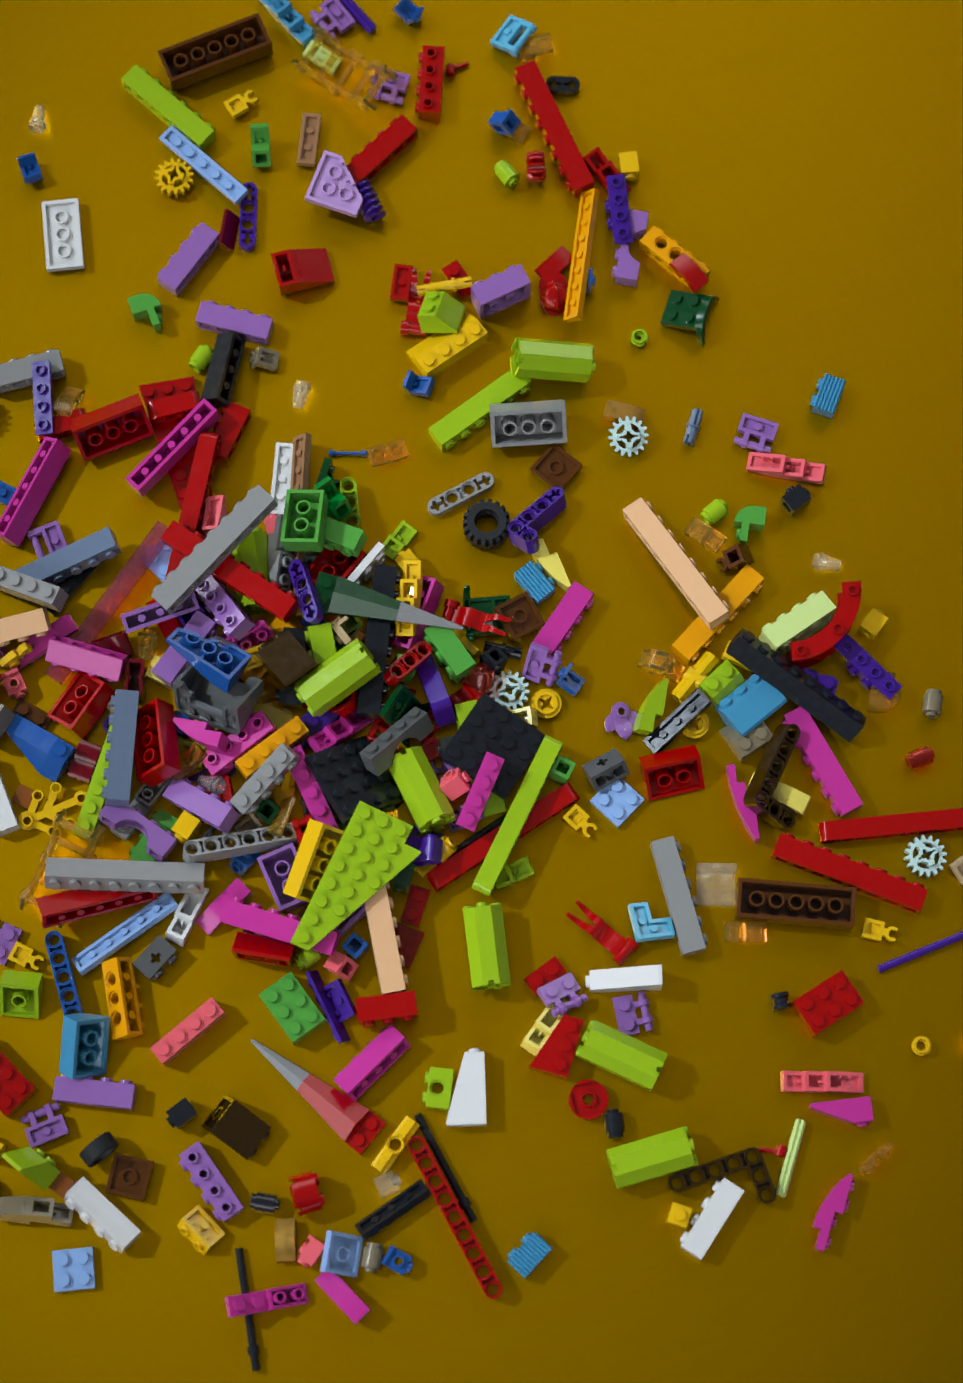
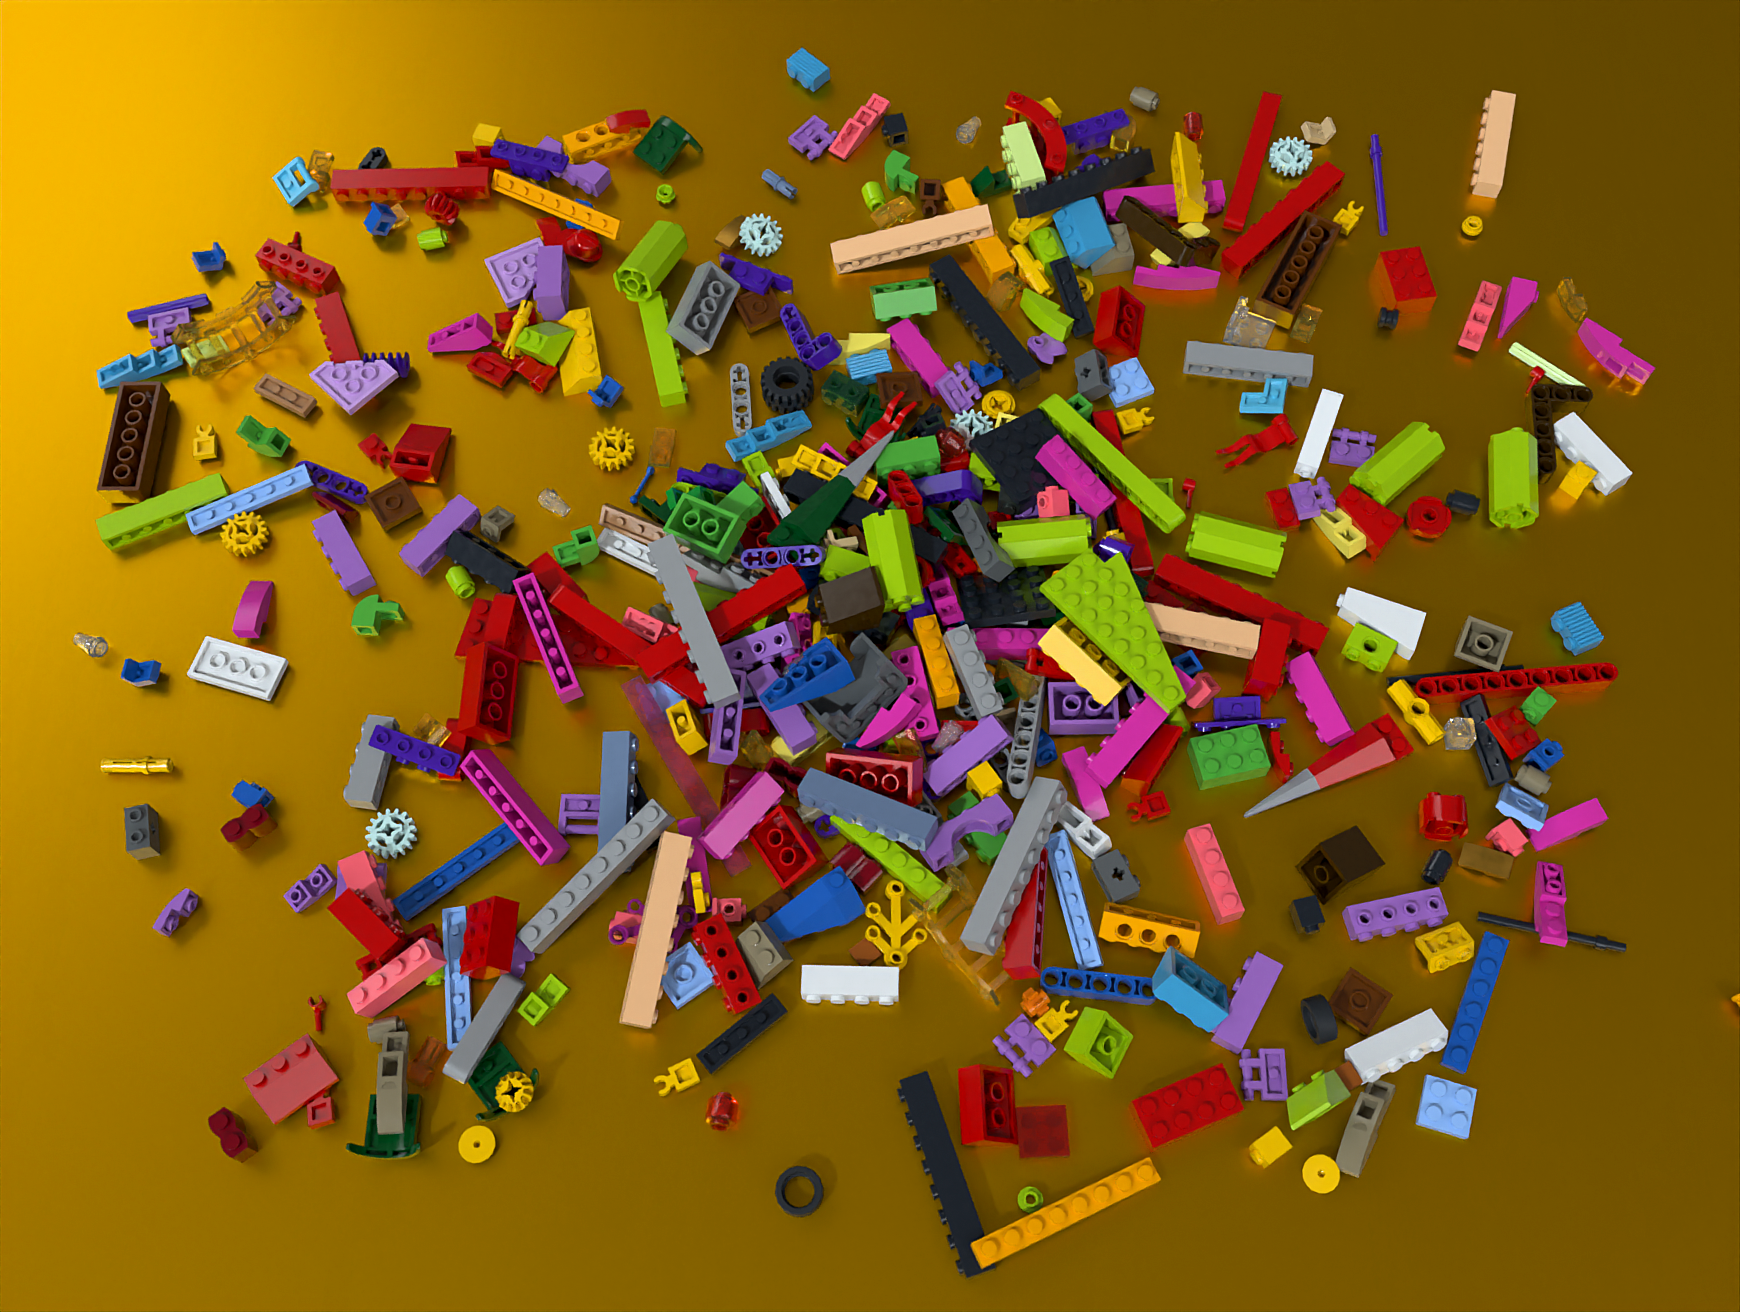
camera: 65 degrees left, 10 degrees down
(32, 935) = (1035, 1002): none -> orange gear
(115, 218) = (253, 609): none -> dark pink slope
(141, 586) = (686, 727): none -> yellow brick
(166, 1266) = (1474, 1002): none -> blue plate
(227, 964) = (1151, 805): none -> red plate
(248, 272) = (393, 503): none -> reddish brown plate
(263, 431) = (580, 549): none -> bright green brick
(291, 232) = (374, 449): none -> red plate
(304, 1053) = (1280, 762): none -> red slope
(370, 422) = (613, 445): none -> yellow gear
(374, 511) = (713, 478): none -> dark purple bracket
(406, 1228) = (1513, 732): none -> red plate
(422, 245) = (463, 335): none -> dark pink slope
(435, 531) = (766, 437): none -> dark azure slope
(435, 971) = (1235, 602): none -> red brick
(439, 1240) = (1537, 705): none -> bright green brick
(474, 1179) = (1482, 643): none -> dark tan slope
(500, 575) = (845, 393): none -> clear green brick
(504, 251) = (515, 271): none -> lavender plate
(535, 891) = (1189, 485): none -> red hand
(580, 448) = (754, 277): none -> dark purple bracket
(610, 581) = (903, 299): none -> bright green brick
(622, 658) = (984, 323): none -> black brick
(773, 602) = (989, 184): none -> dark green slope
(838, 773) = (1188, 180): none -> yellow slope

